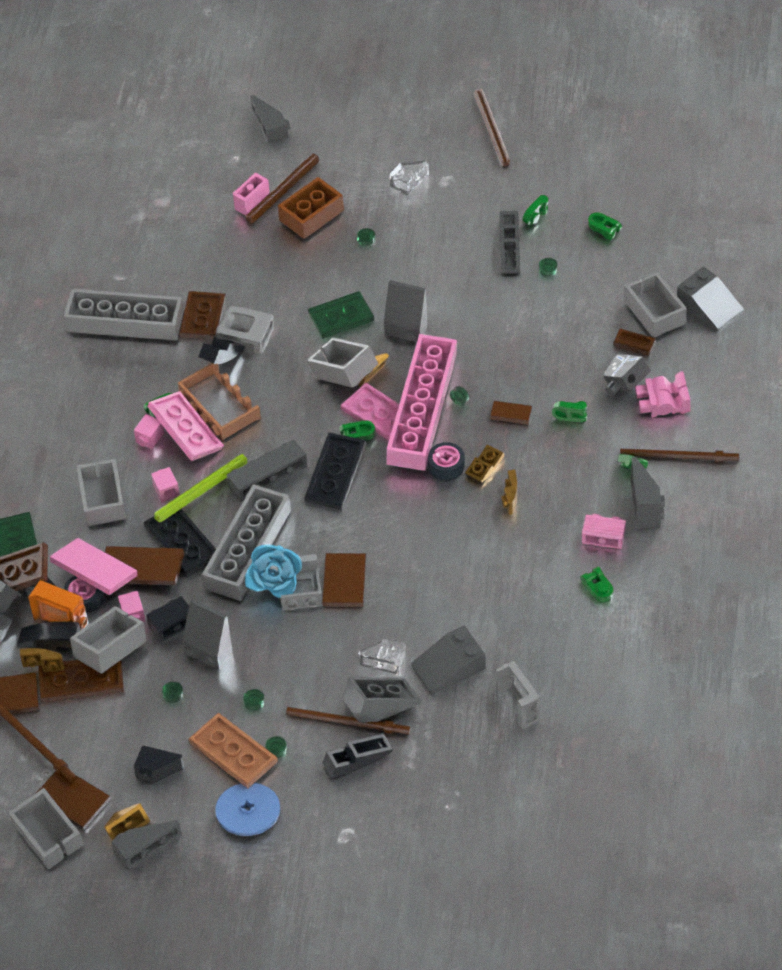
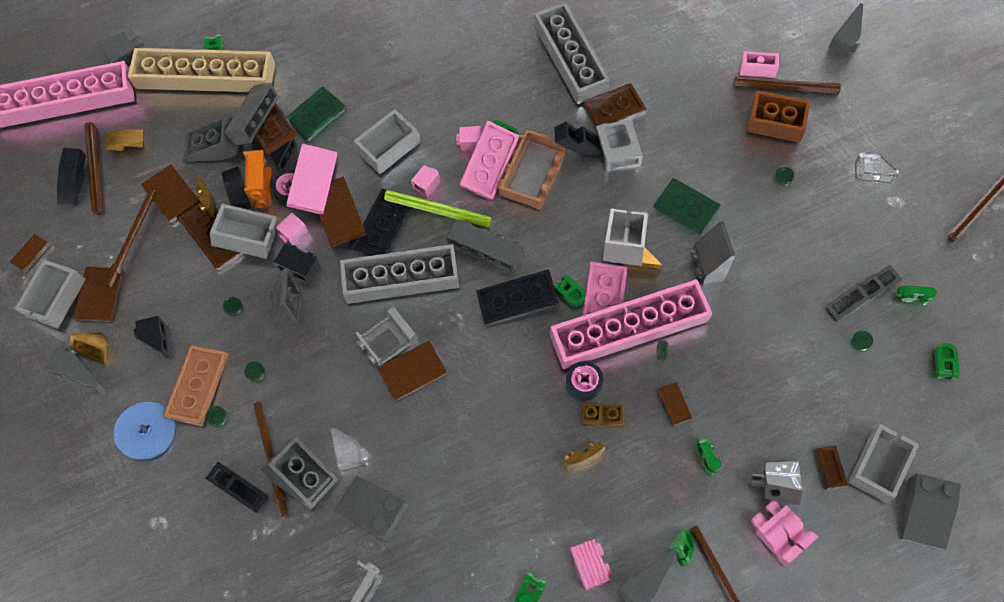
camera: 60 degrees right, 15 degrees up
(261, 577) = (377, 309): medium azure brick -> none

